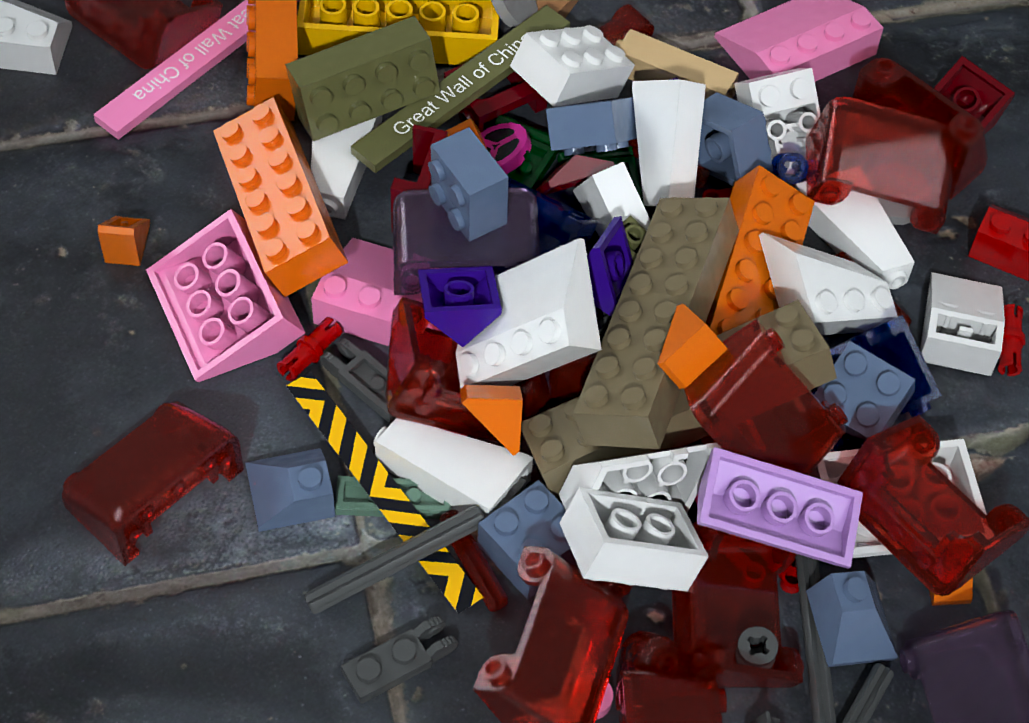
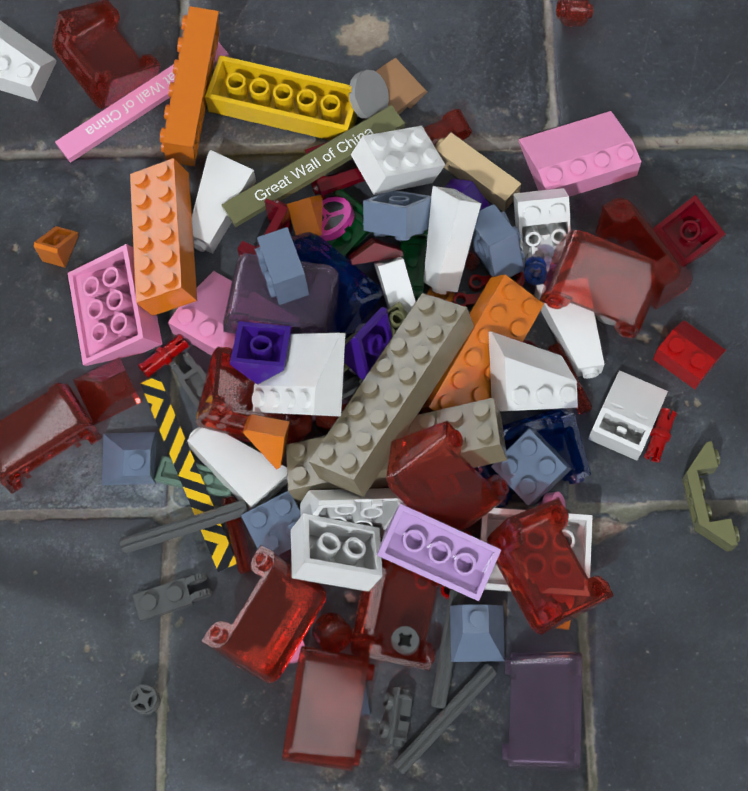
camera: 20 degrees right, 15 degrees up
(243, 401) = (107, 391): none -> clear red slope
(363, 78) = (237, 155): olive brick -> none
(688, 347) = (398, 429): orange slope -> none

